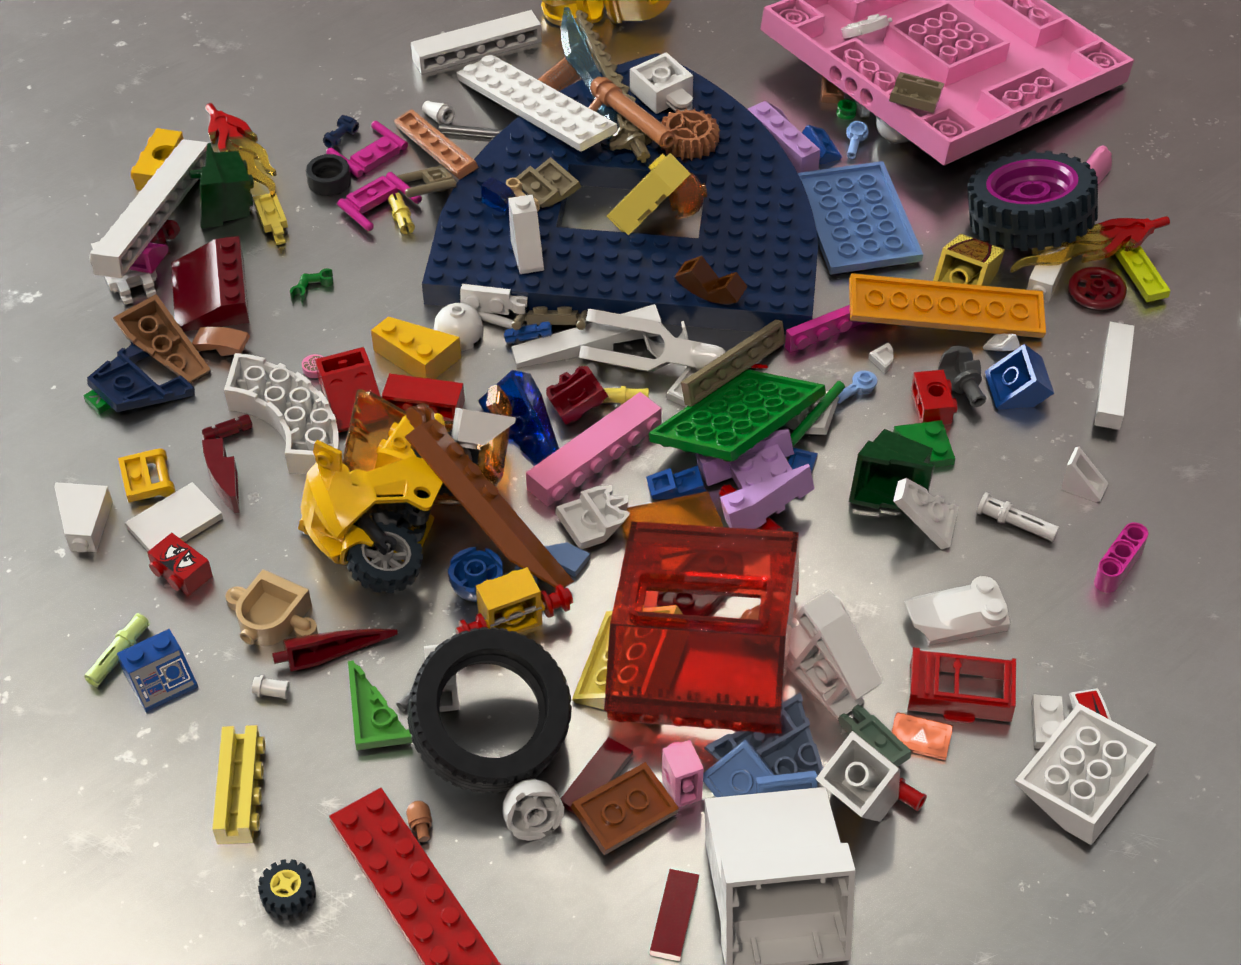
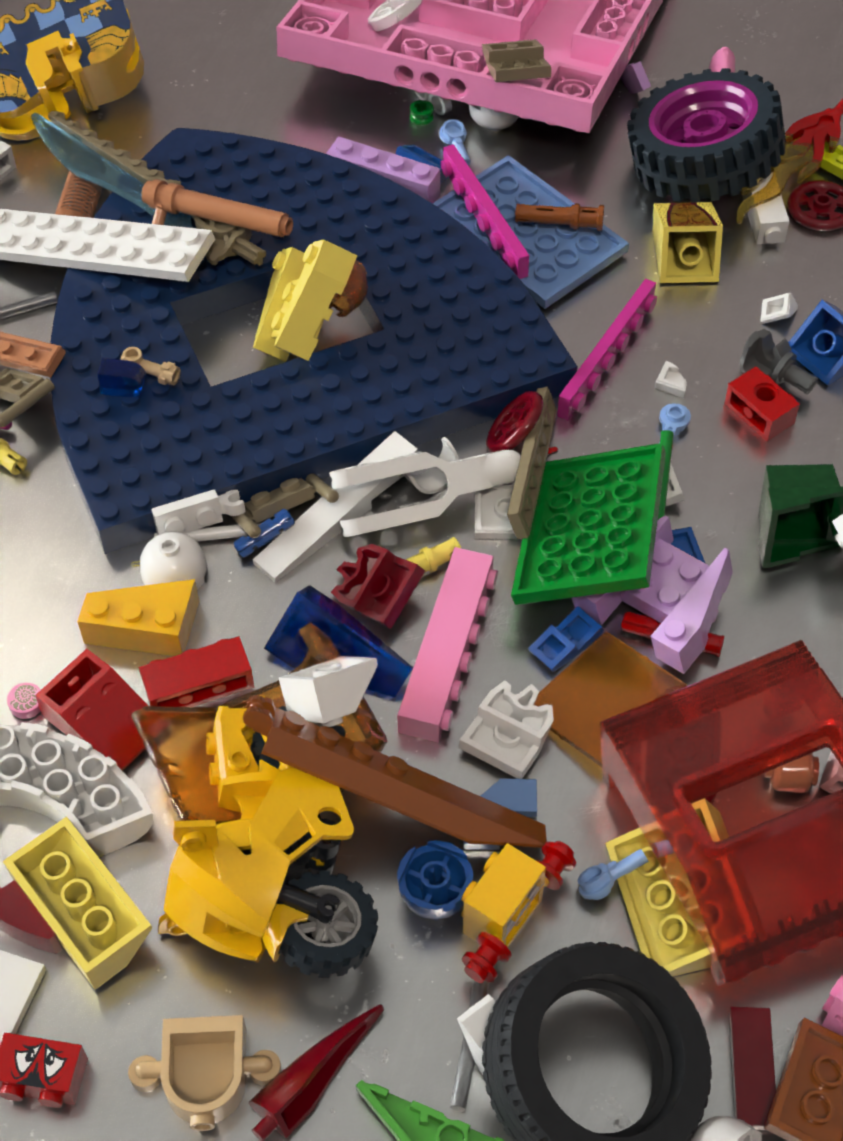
camera: 30 degrees left, 5 degrees up
(260, 485) = (80, 901): none -> light yellow slope
(525, 234) = (198, 412): white slope -> none
(548, 183) = (168, 335): dark tan slope -> none
(581, 627) = (599, 879): none -> light blue plate
(662, 84) = (223, 162): white brick -> none
(694, 133) = (301, 200): nougat gear -> none
(703, 282) = (436, 380): reddish brown brick -> none
(743, 333) = (515, 422): none -> dark red plate
(828, 196) = (487, 214): none -> dark pink plate
(829, 92) = (388, 97): nougat tile -> none
(893, 218) = (574, 216): none -> dark orange pin
(932, 435) = (786, 448): green wing -> none
(946, 305) = (700, 292): light orange plate -> none
(1023, 142) = (635, 78): none -> lavender slope

